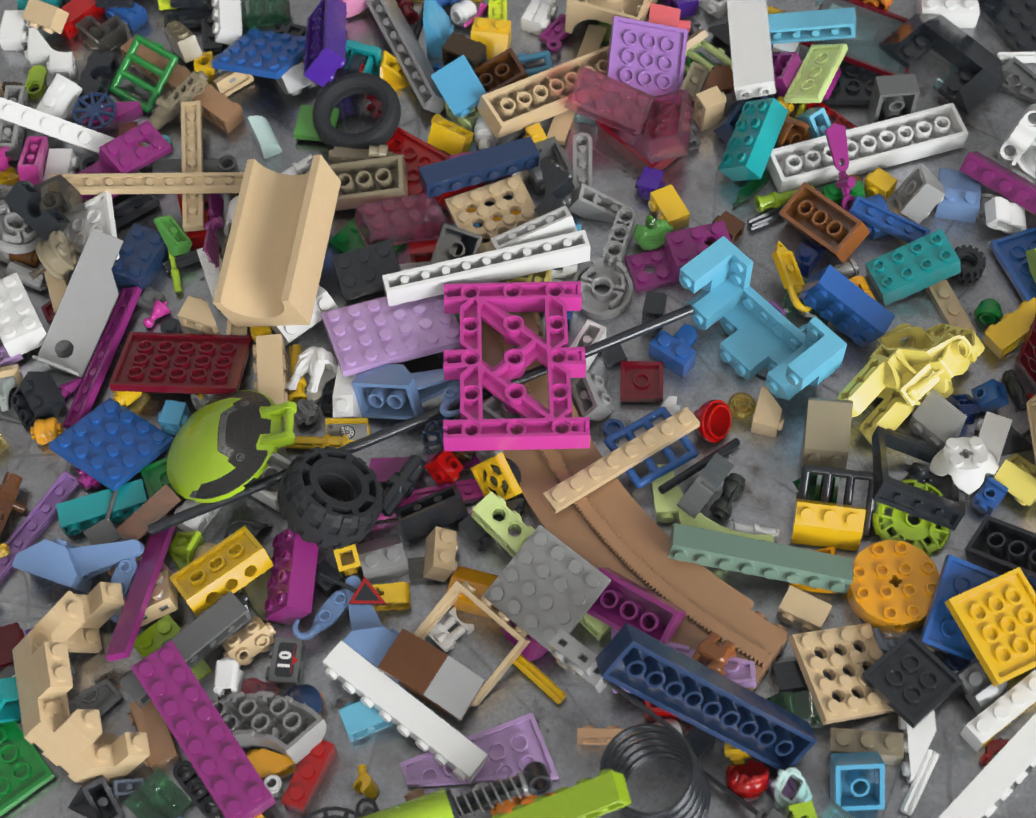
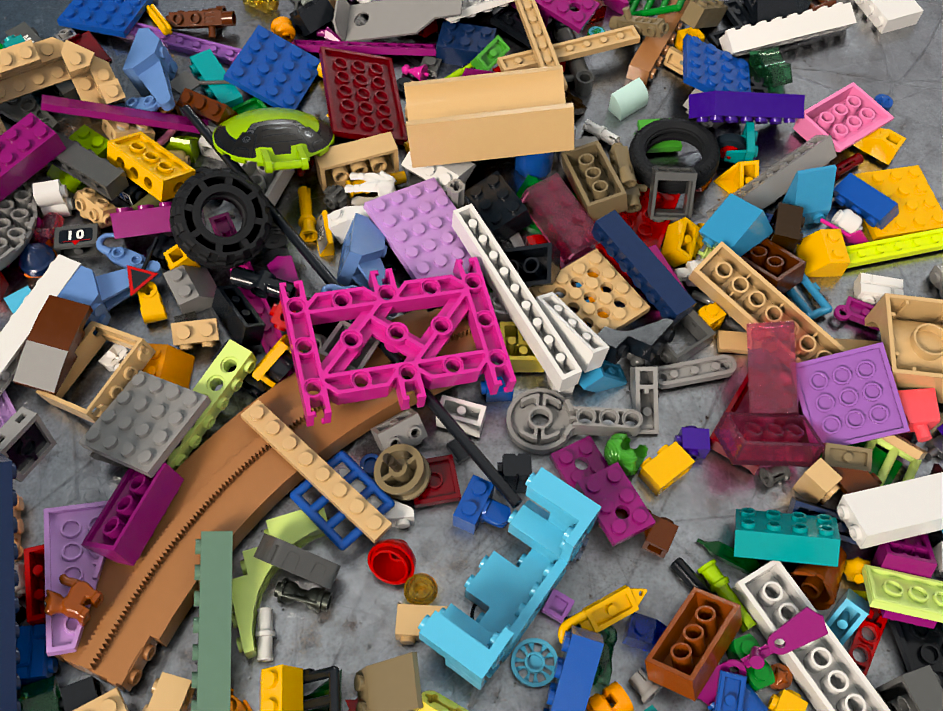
camera: 70 degrees right, 0 degrees up
(173, 416) = (312, 104): dark azure brick -> none
(345, 296) = (456, 192): none -> light grey axle
(396, 107) = (673, 174): none -> dark grey window
(540, 679) = (69, 457): yellow axle -> none
(635, 395) = (402, 472): none -> dark tan wheel
(697, 466) = (333, 556): black piece -> none

